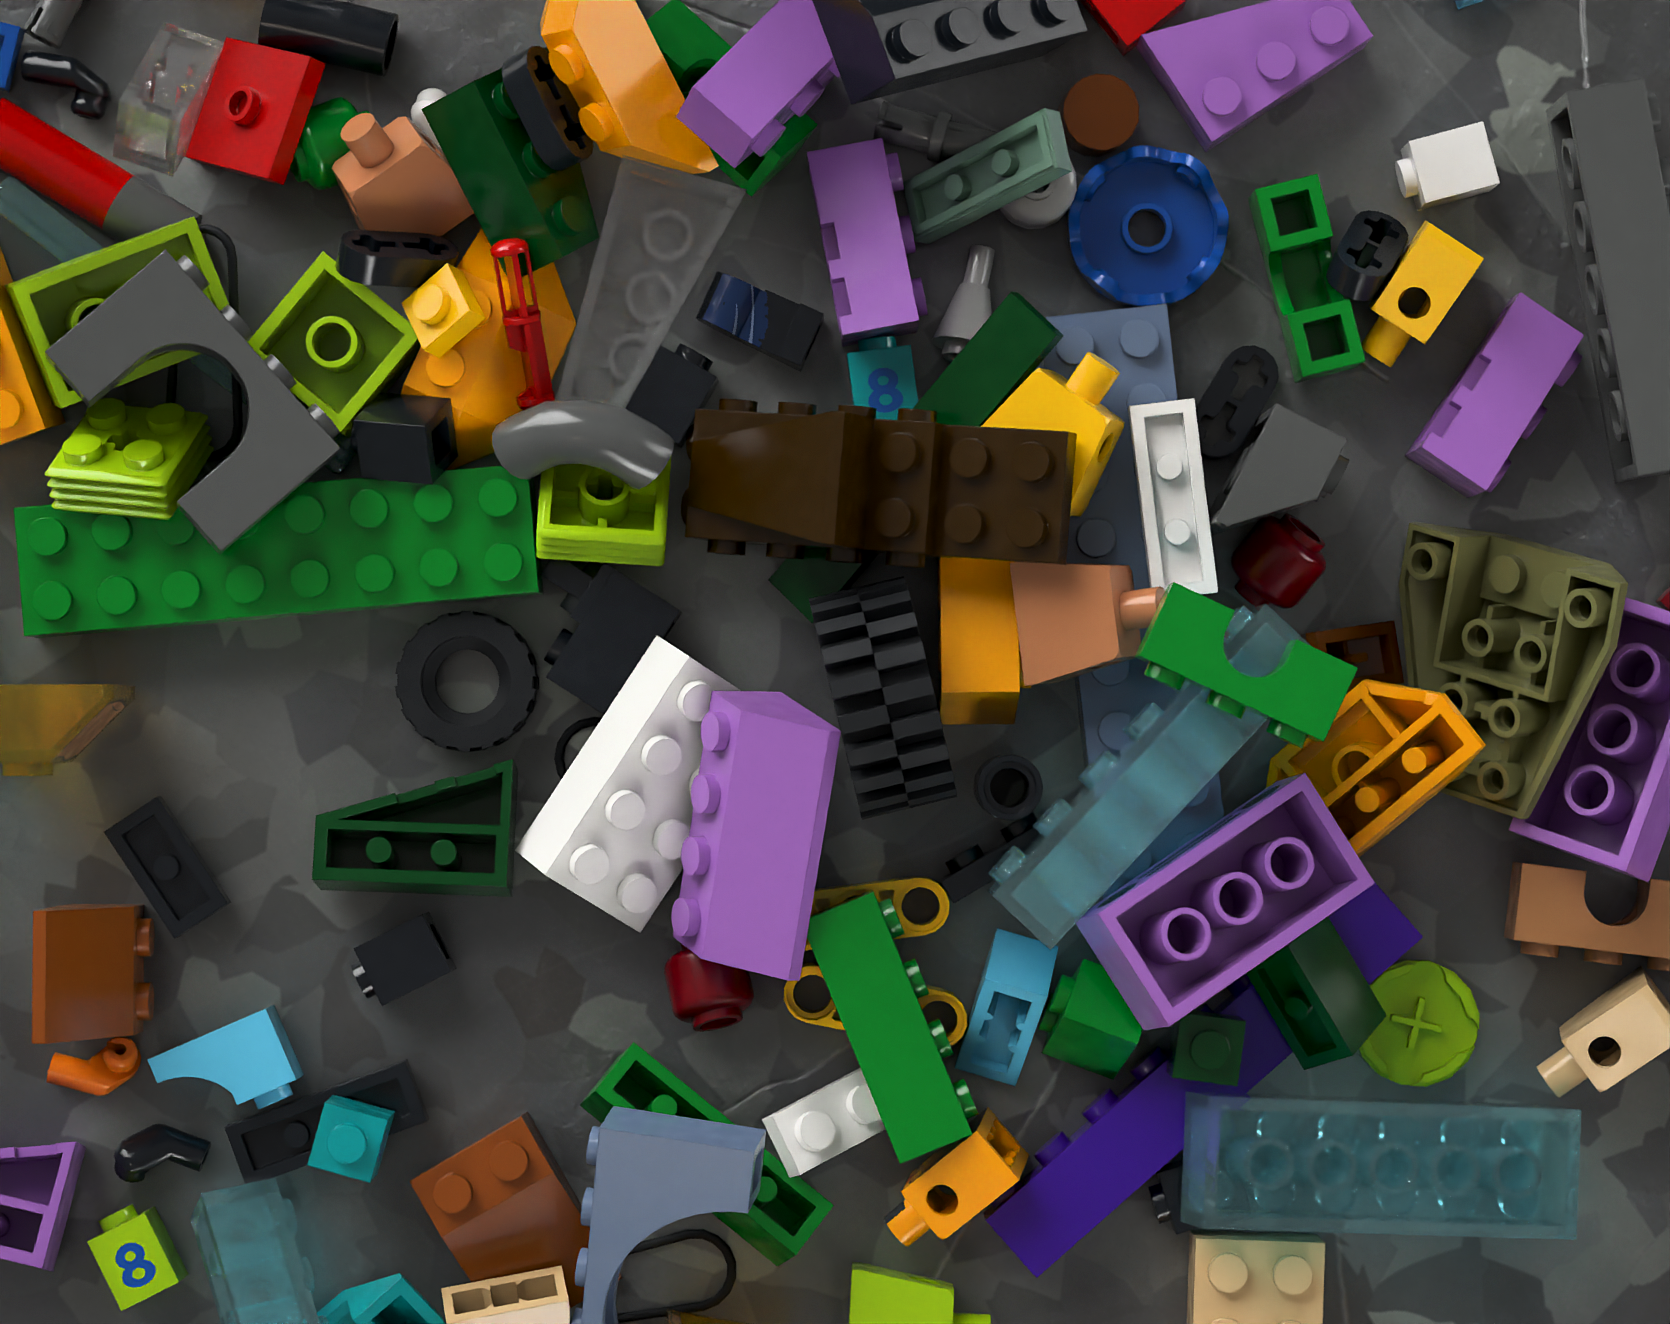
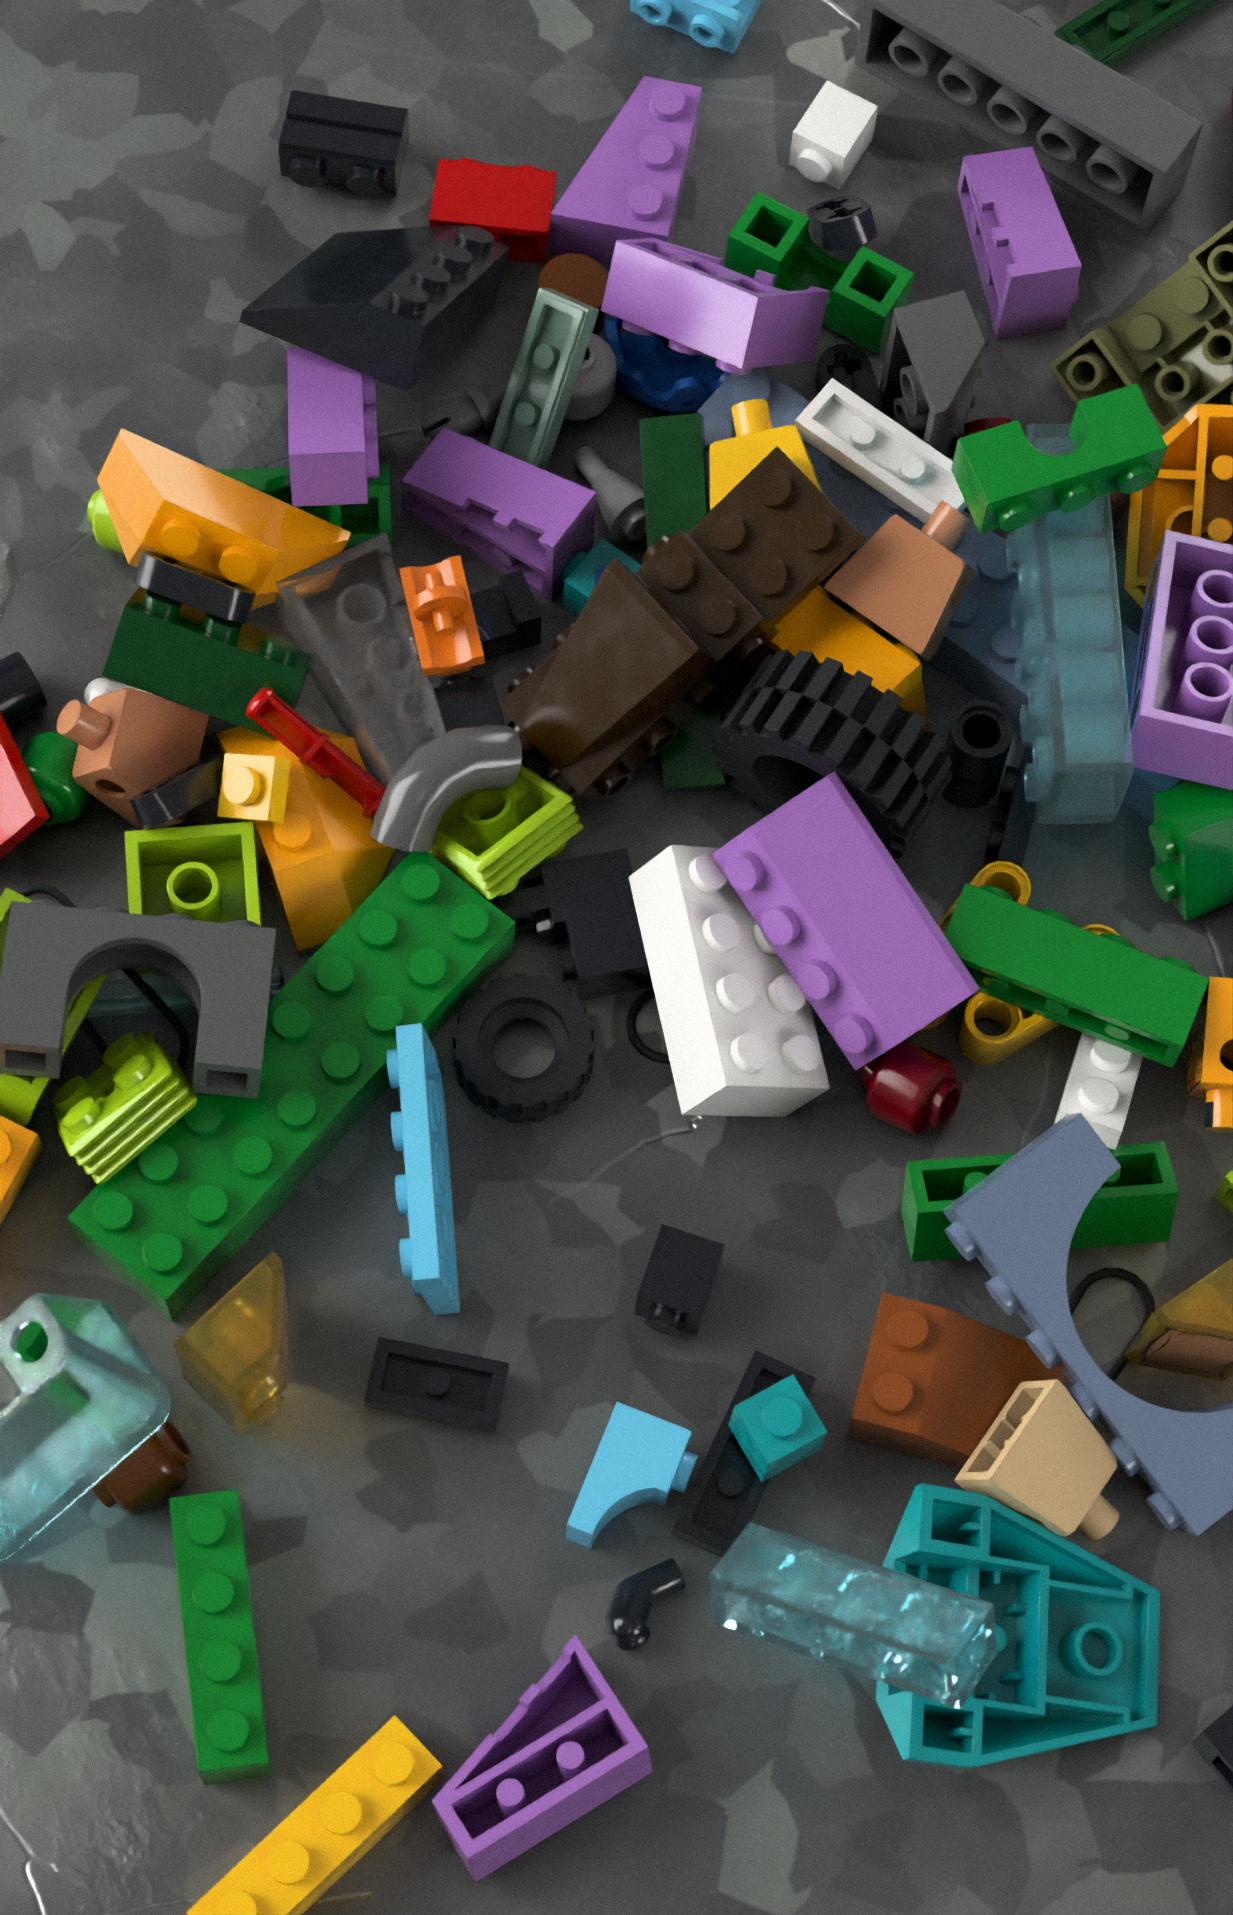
camera: 50 degrees left, 20 degrees down
(90, 972) = (458, 1498): dark orange slope -> none
(101, 1072) = (537, 1588): orange arm -> none
(136, 1255) = (703, 1691): lime brick -> none
(310, 699) = (426, 1186): none -> medium azure plate
(405, 438) = (311, 906): black brick -> none
(425, 840) = (610, 1177): dark green wedge -> none
(714, 303) = (442, 617): none -> orange hips
(1006, 1007) = (1128, 892): medium azure arch -> none
(1167, 245) = (711, 307): none -> medium lavender wedge
(1430, 263) = (902, 200): yellow torso -> none

